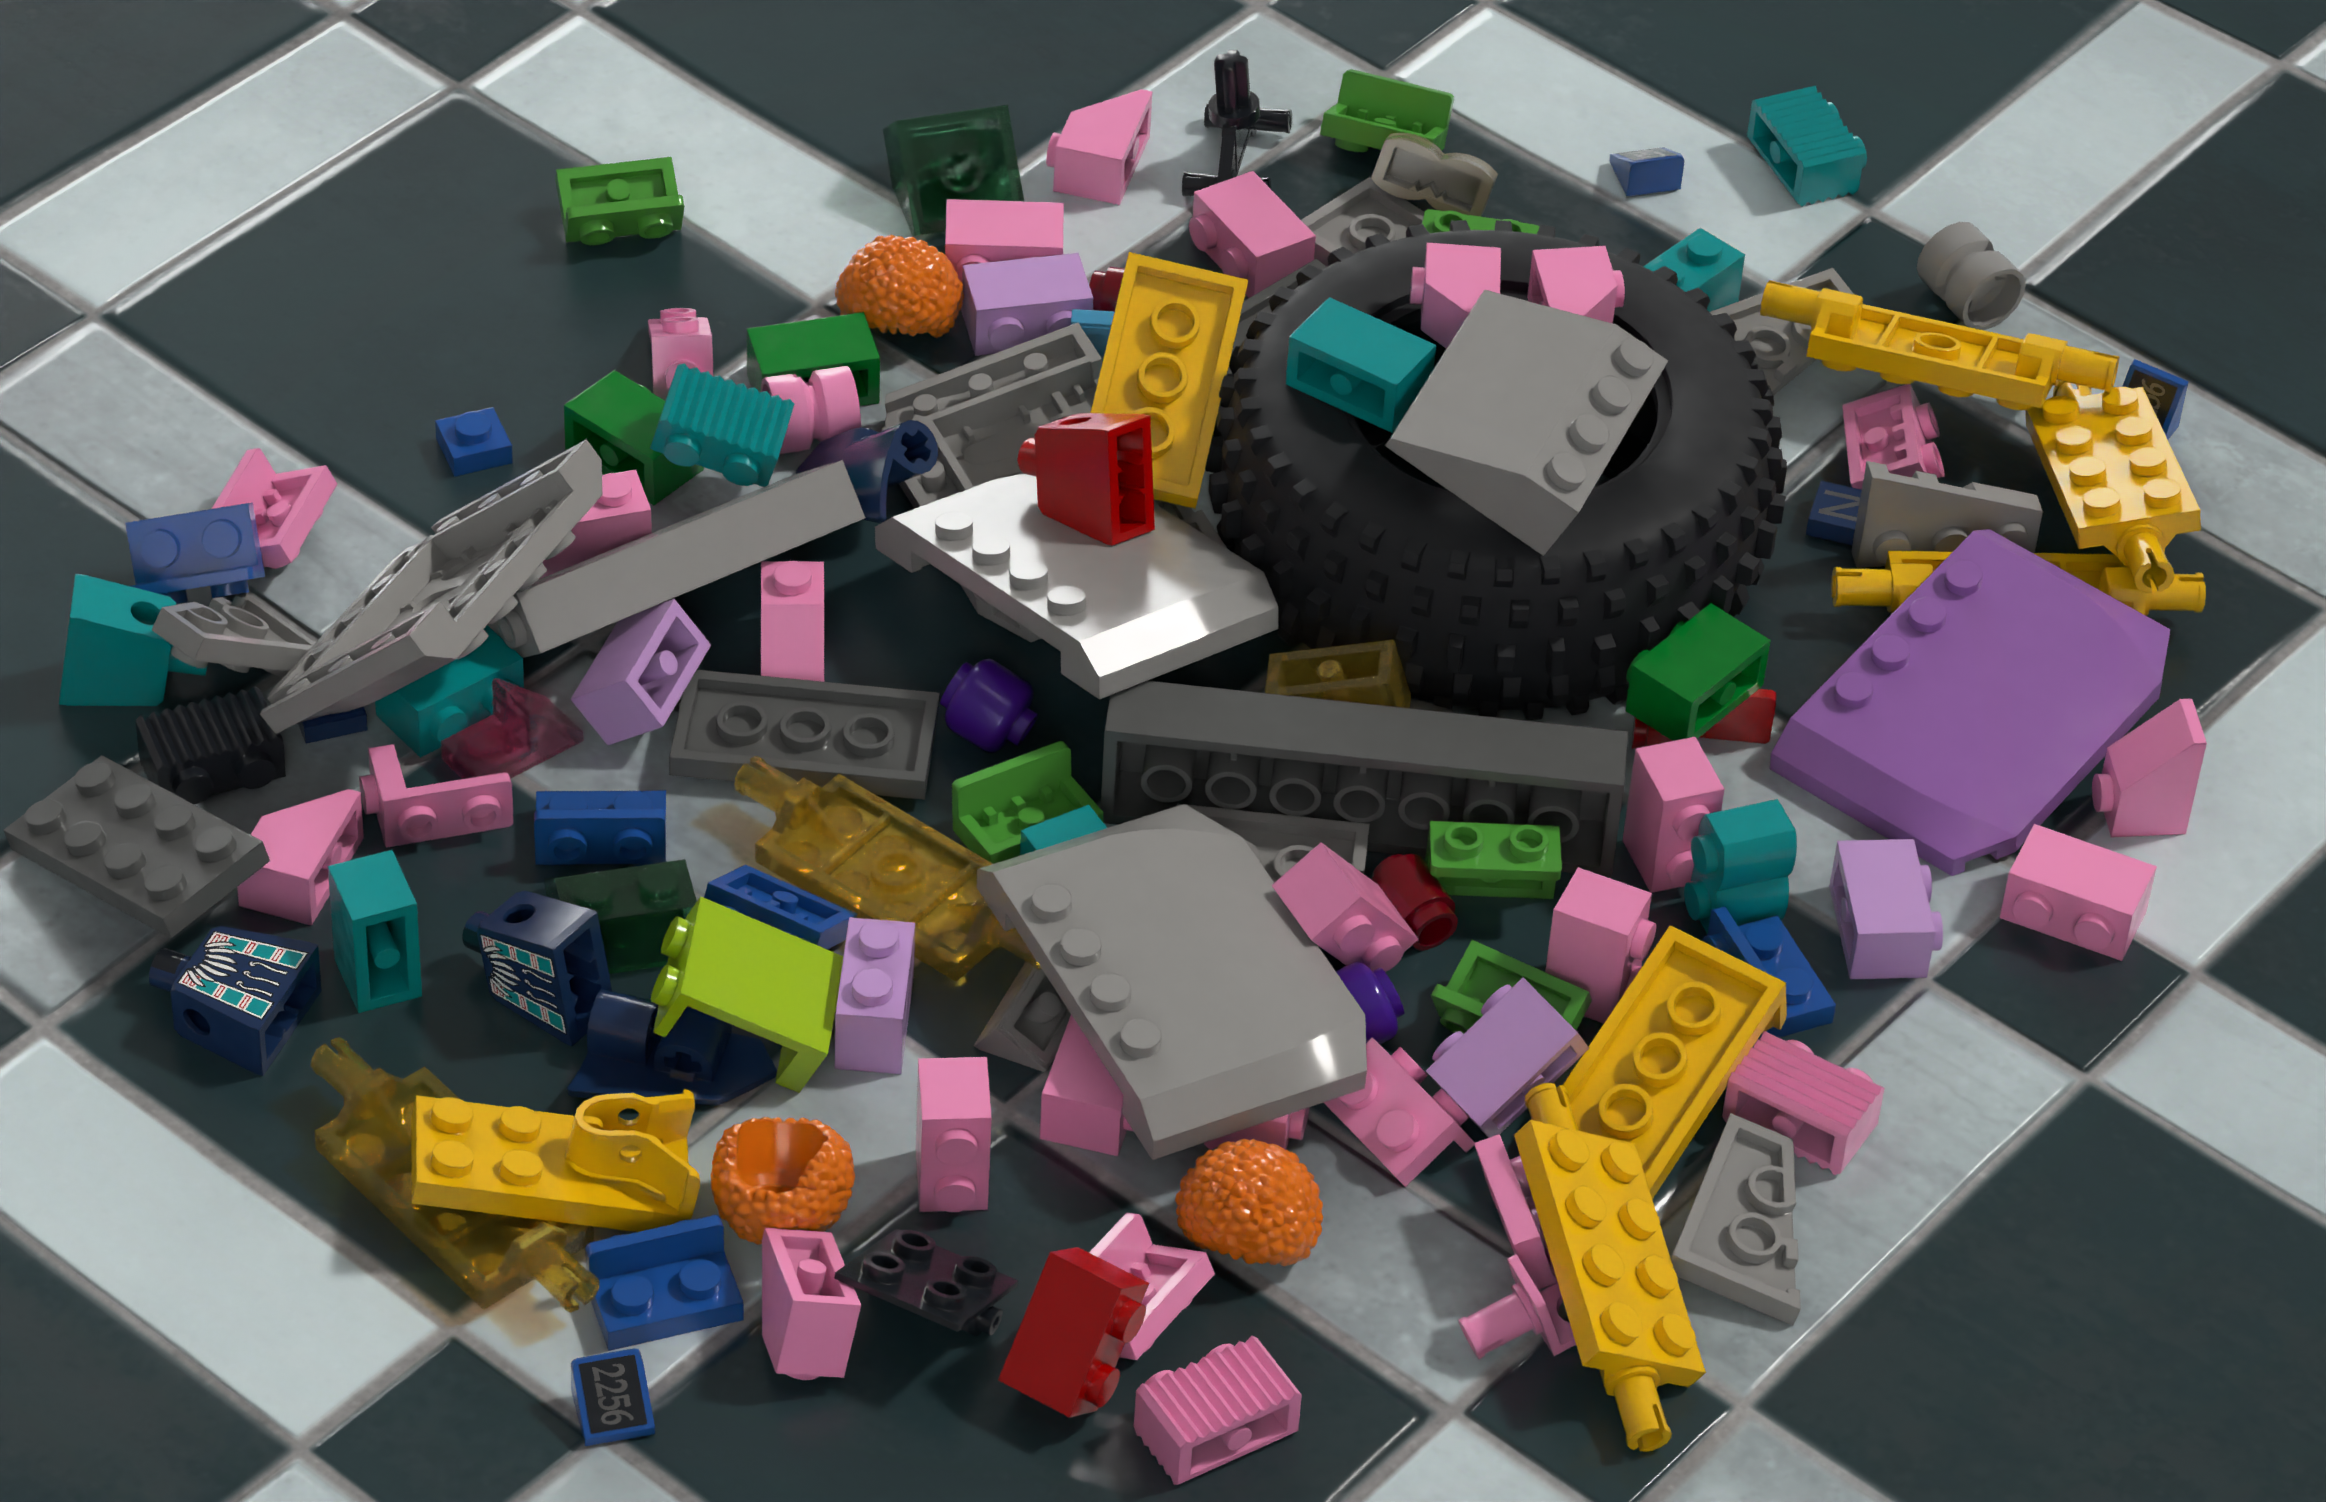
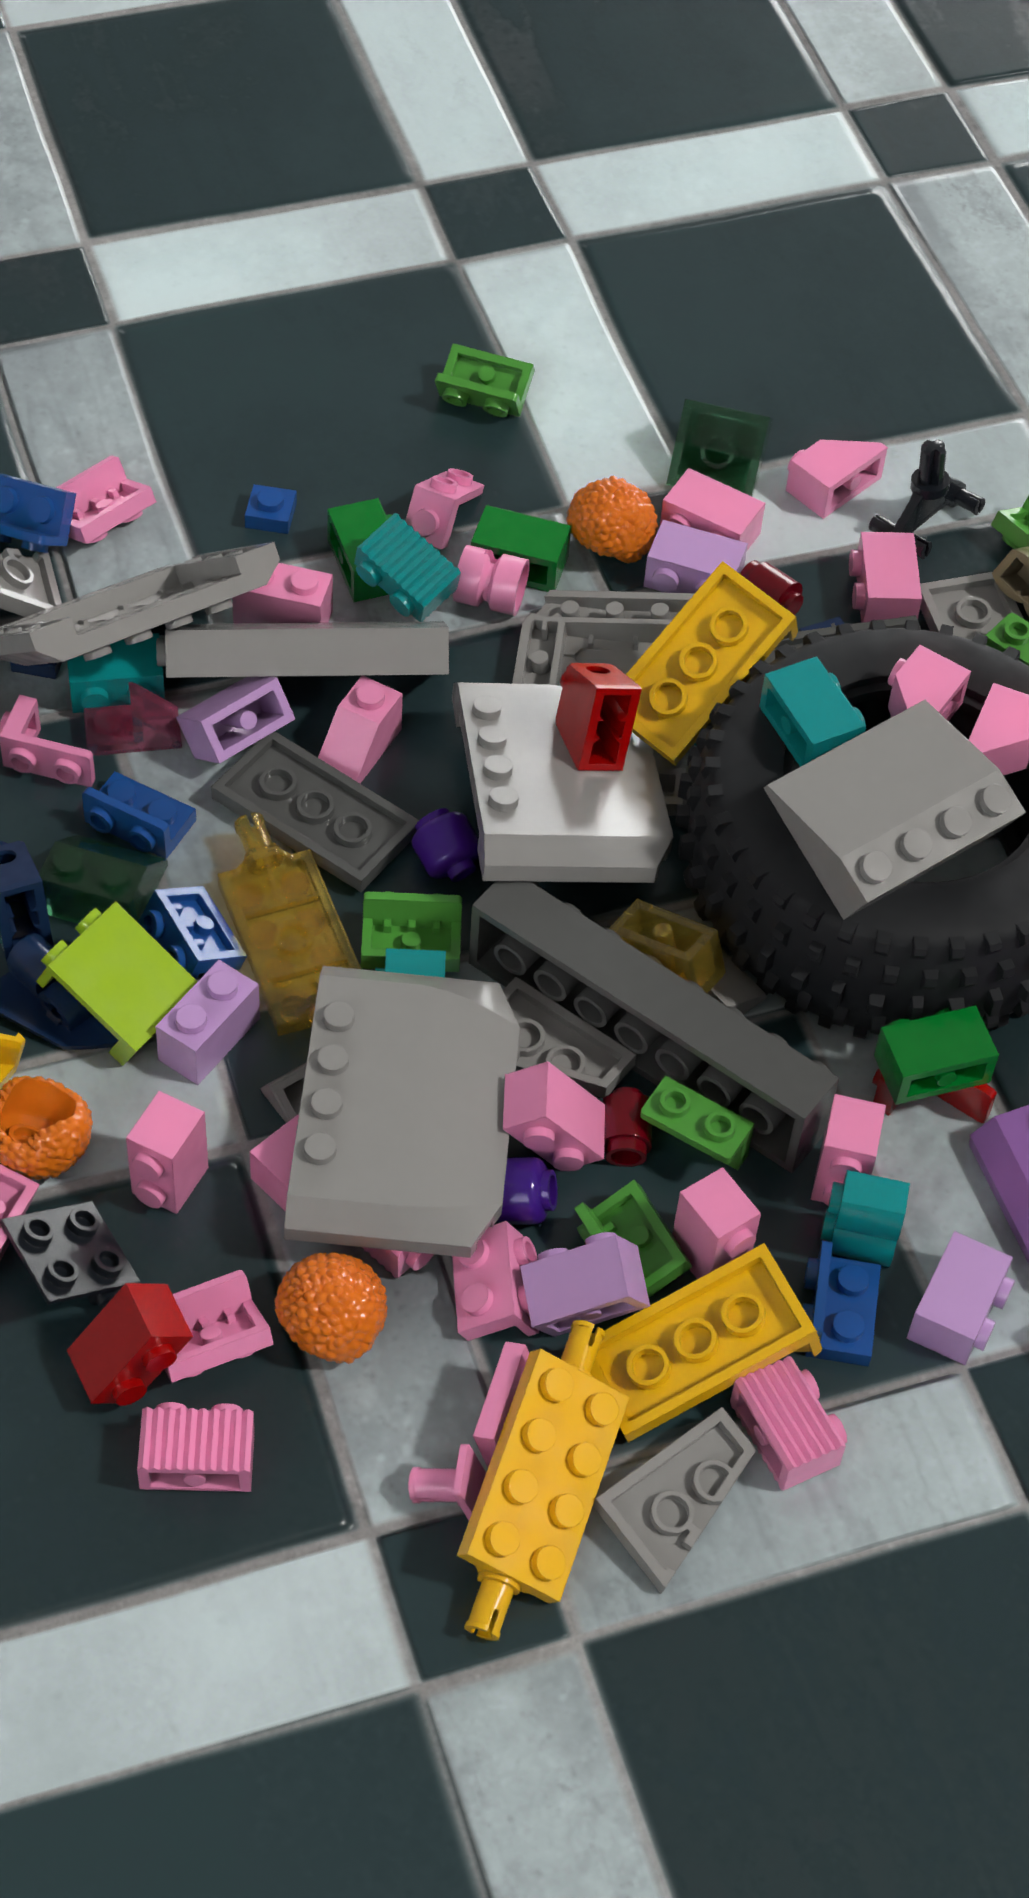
camera: 30 degrees right, 10 degrees up
(877, 460) = (486, 636): dark blue panel -> none

